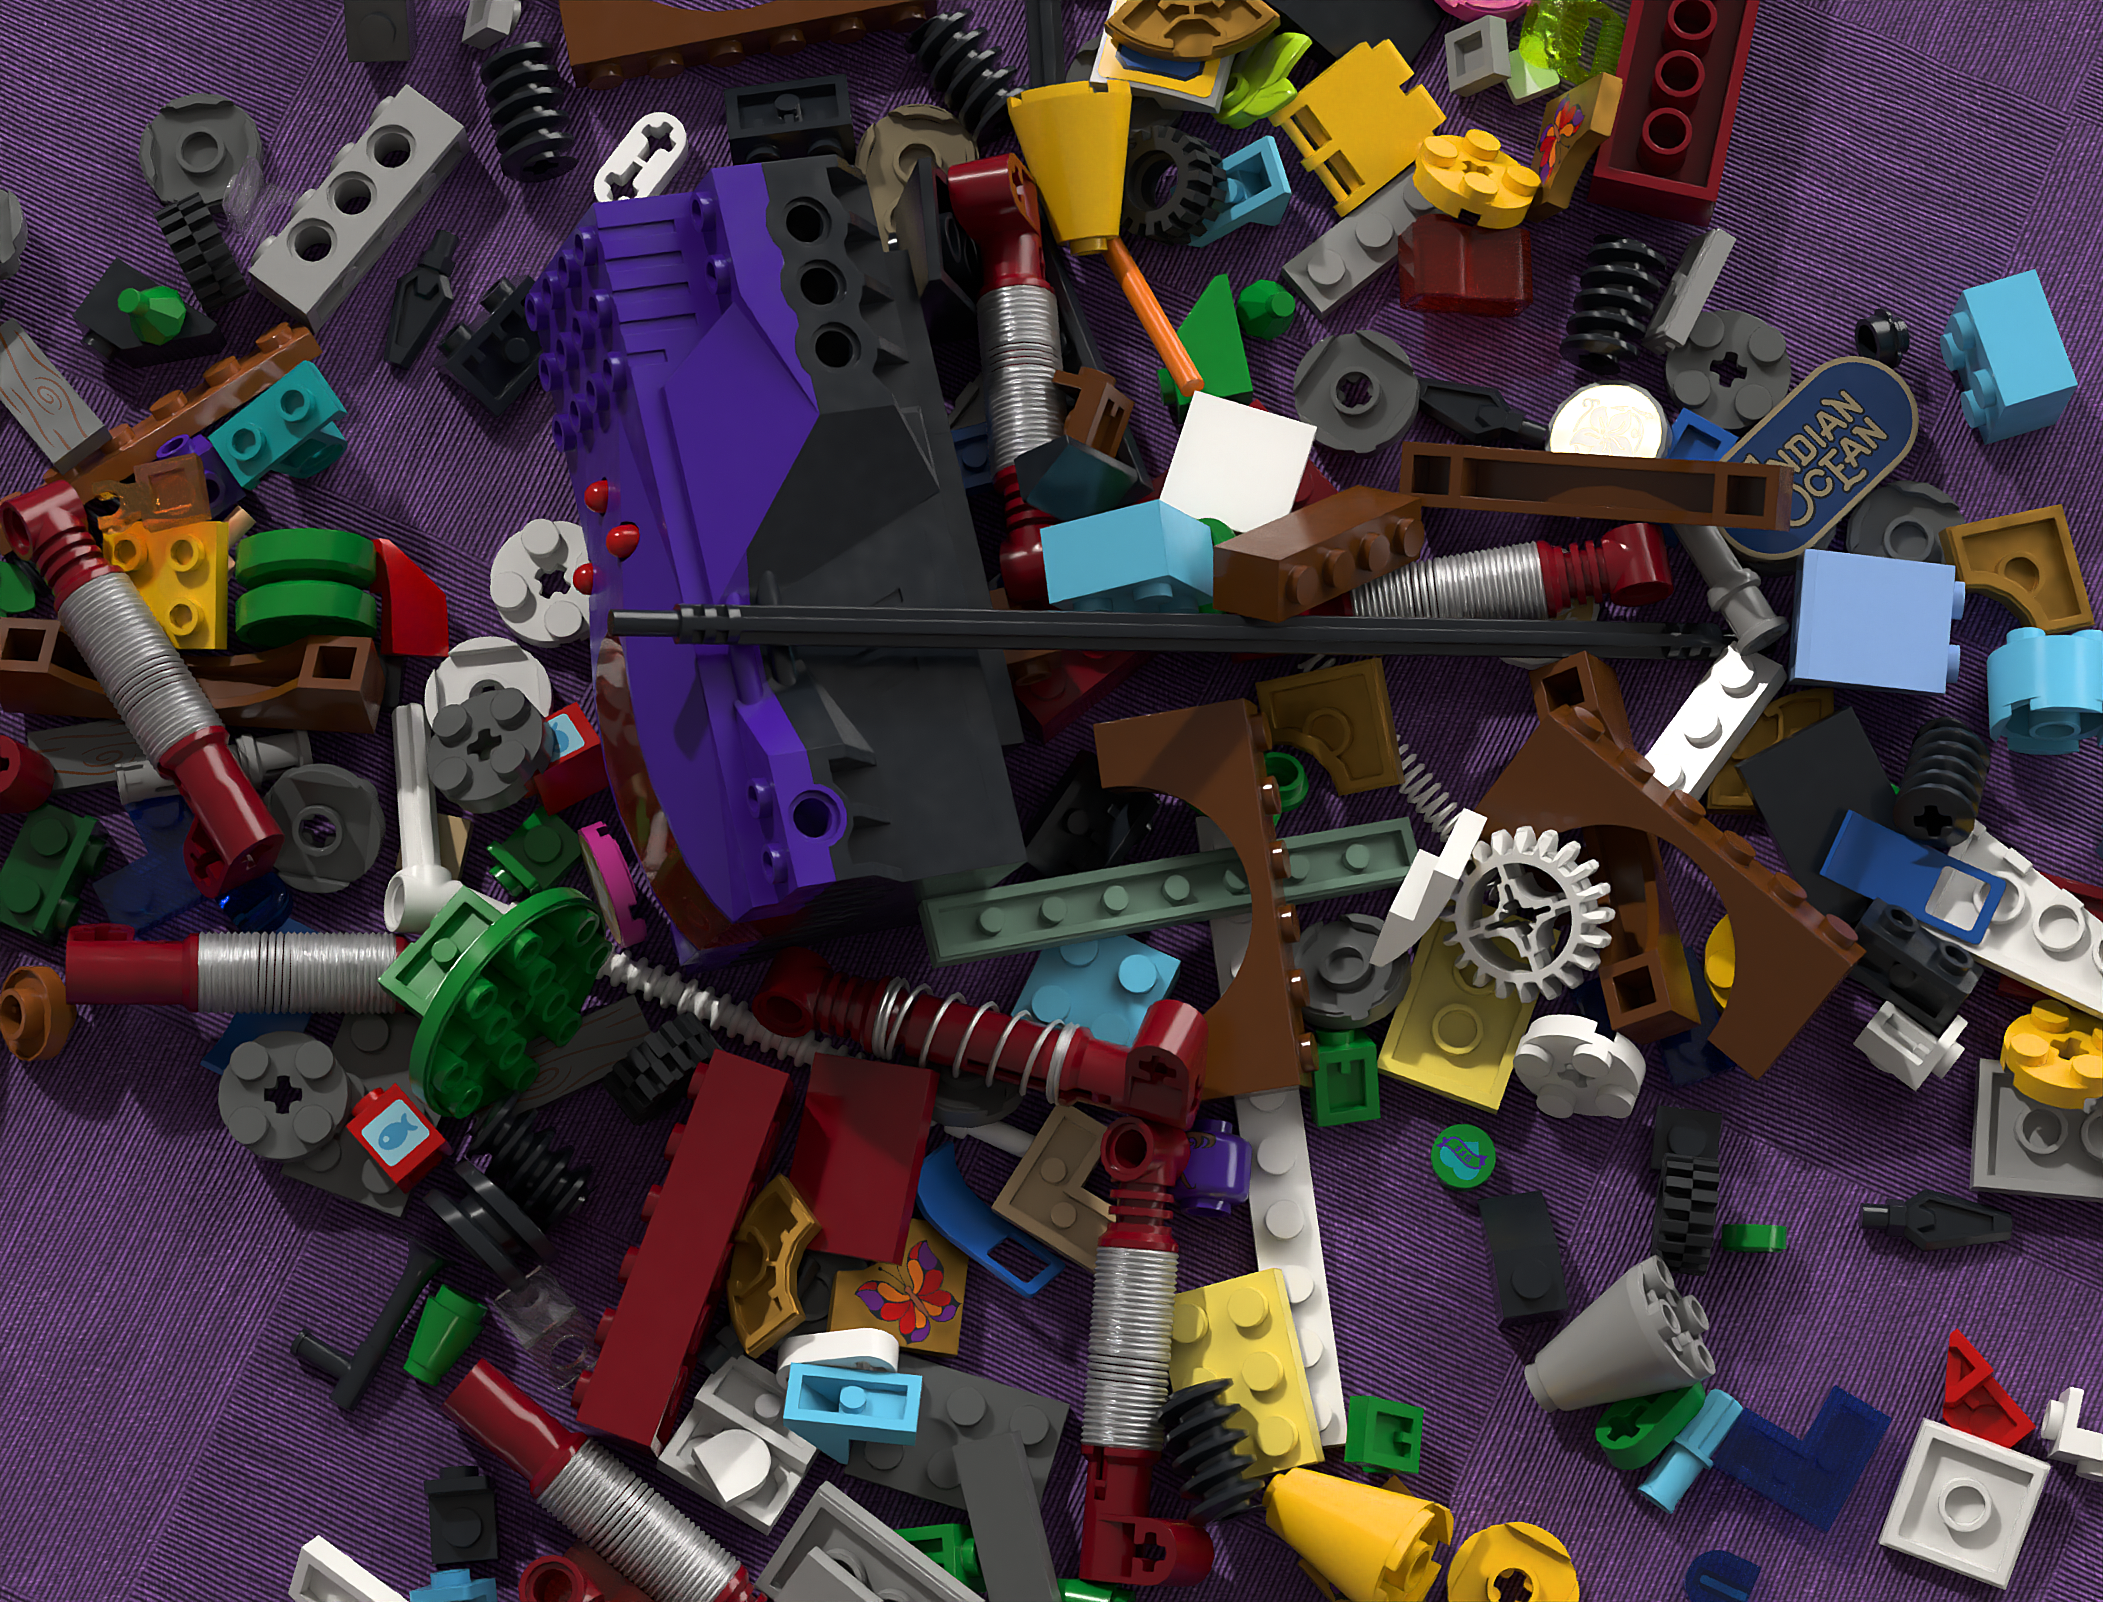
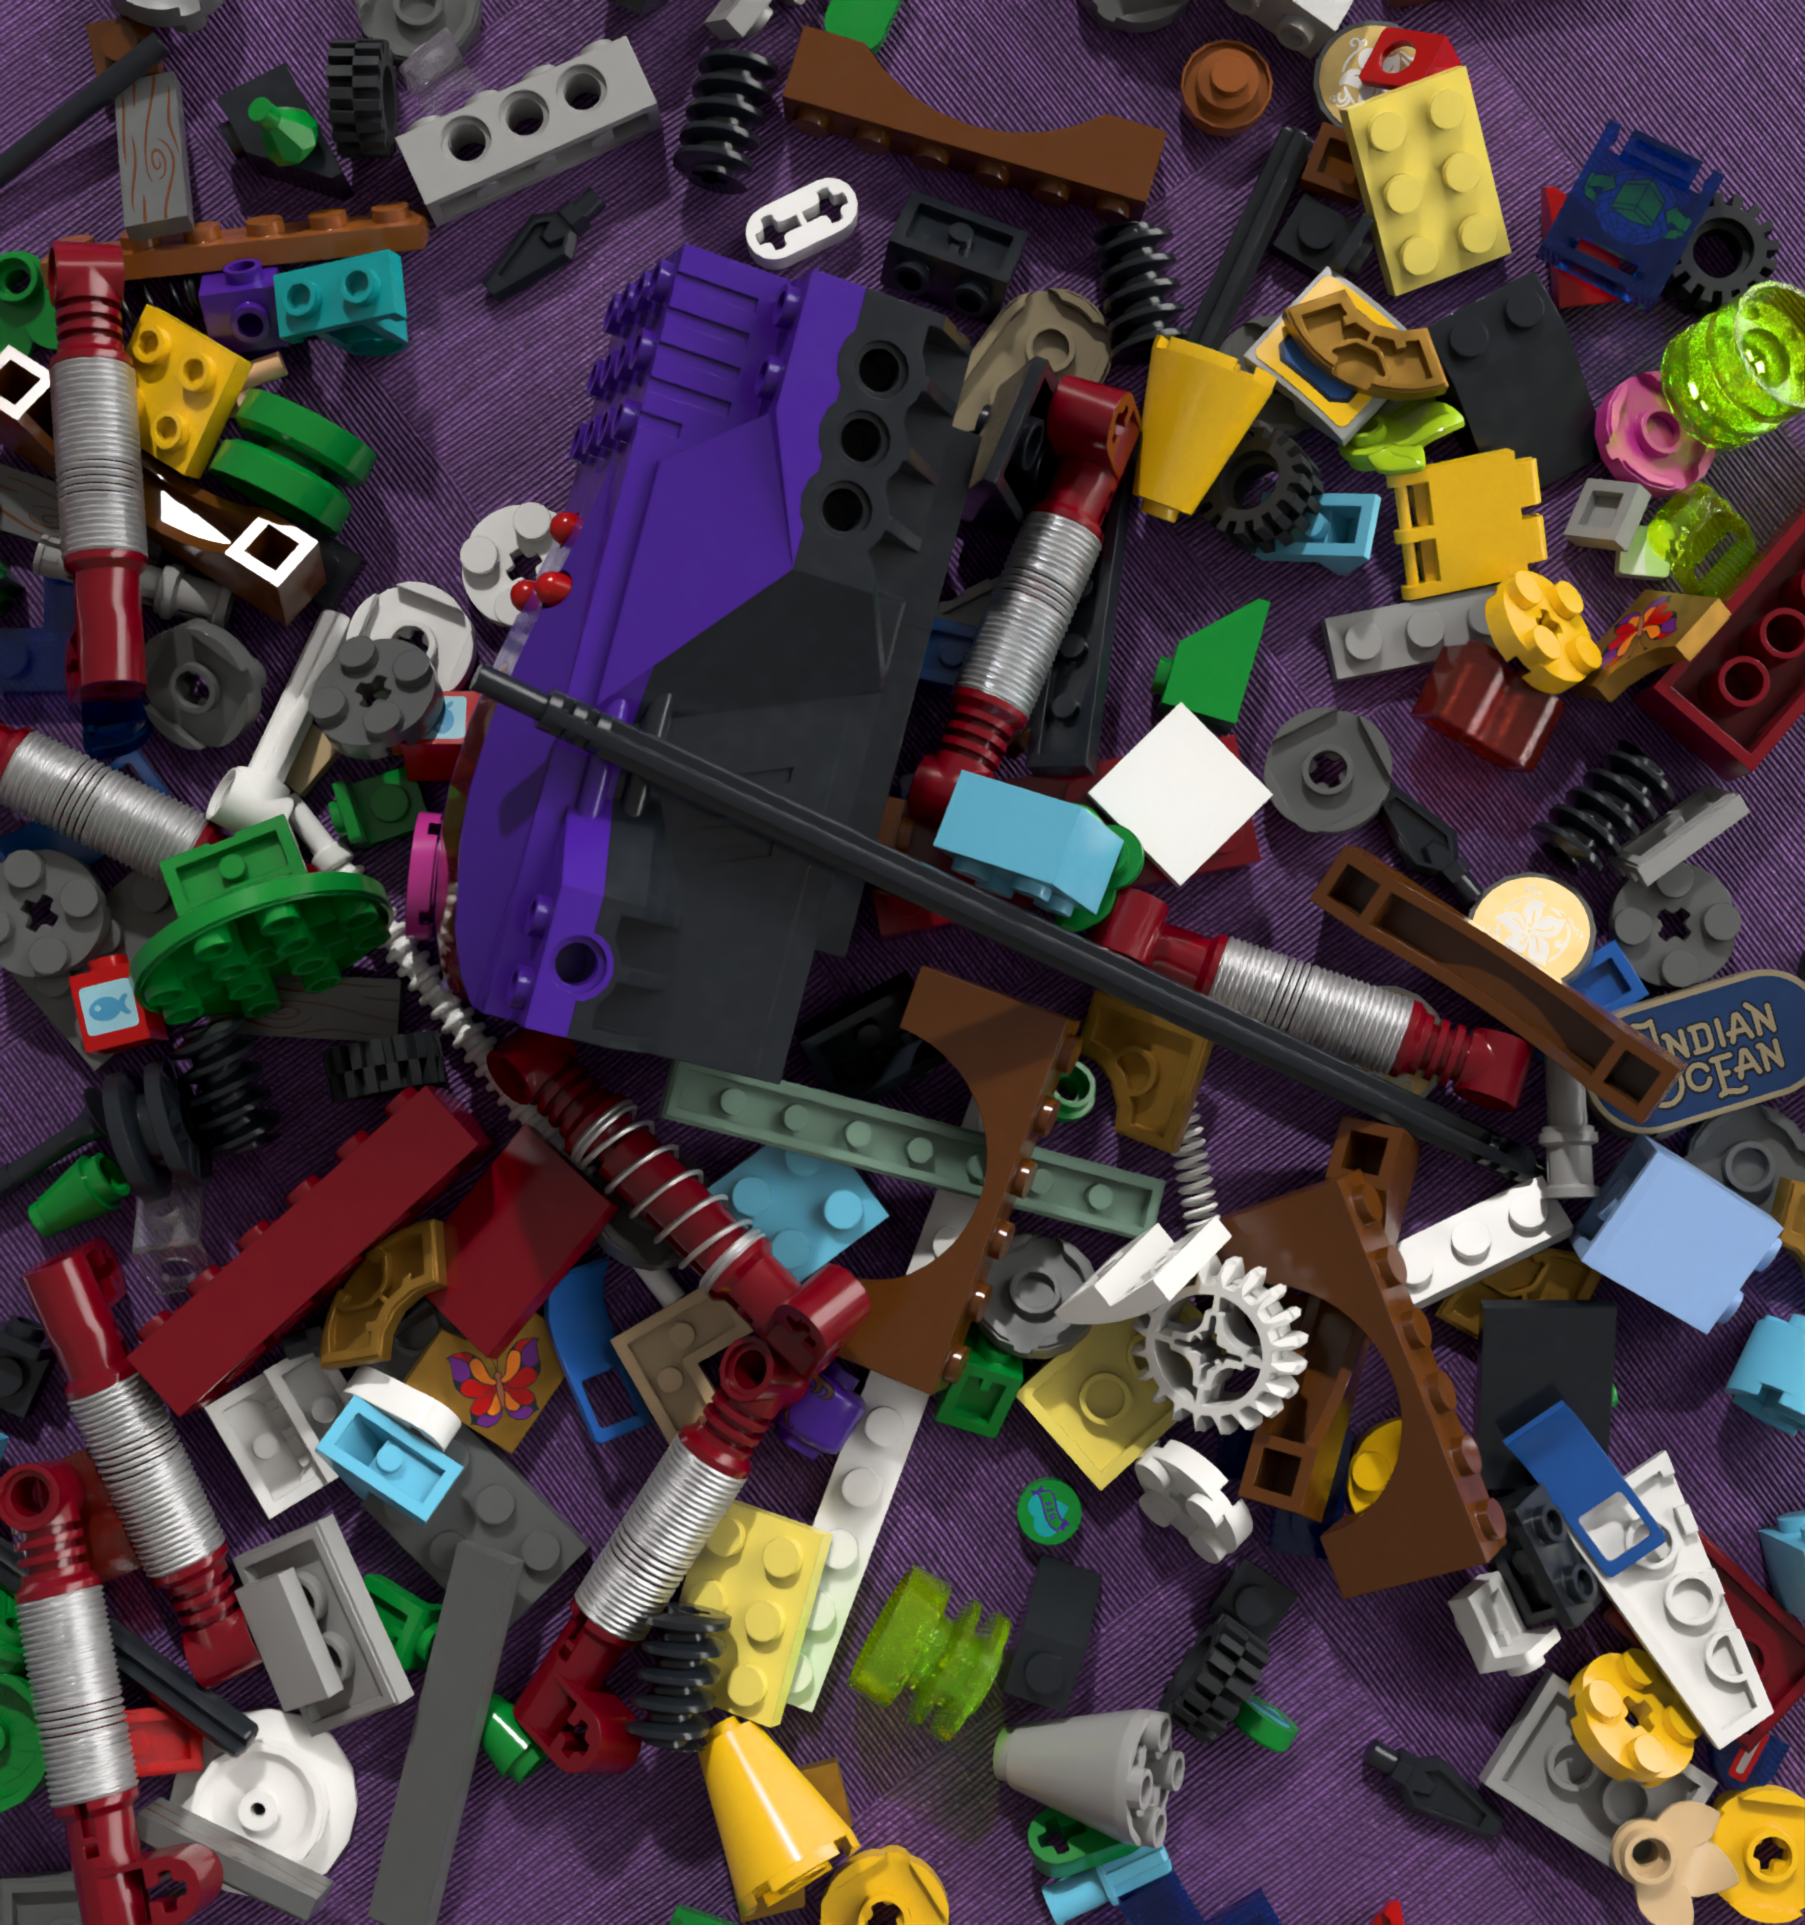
camera: 20 degrees right, 10 degrees up
(164, 496) = (199, 309): clear orange plate -> none
(412, 606) = (385, 524): red slope -> none
(496, 351) = (570, 324): black bracket -> none
(733, 1465) = (265, 1450): white tile -> none
(1072, 479) = (1018, 735): black slope -> none
(1099, 410) = (1077, 684): reddish brown bracket -> none
(1153, 318) = (1181, 609): orange bar -> none
(1265, 309) = (1288, 649): green rock -> none
(1316, 553) = (1206, 917): reddish brown brick -> none
(1383, 1435) = (841, 1732): green bracket -> none
(1423, 1322) = (930, 1654): none -> clear neon green wheel
(1942, 784) = (1658, 1415): black piece -> none

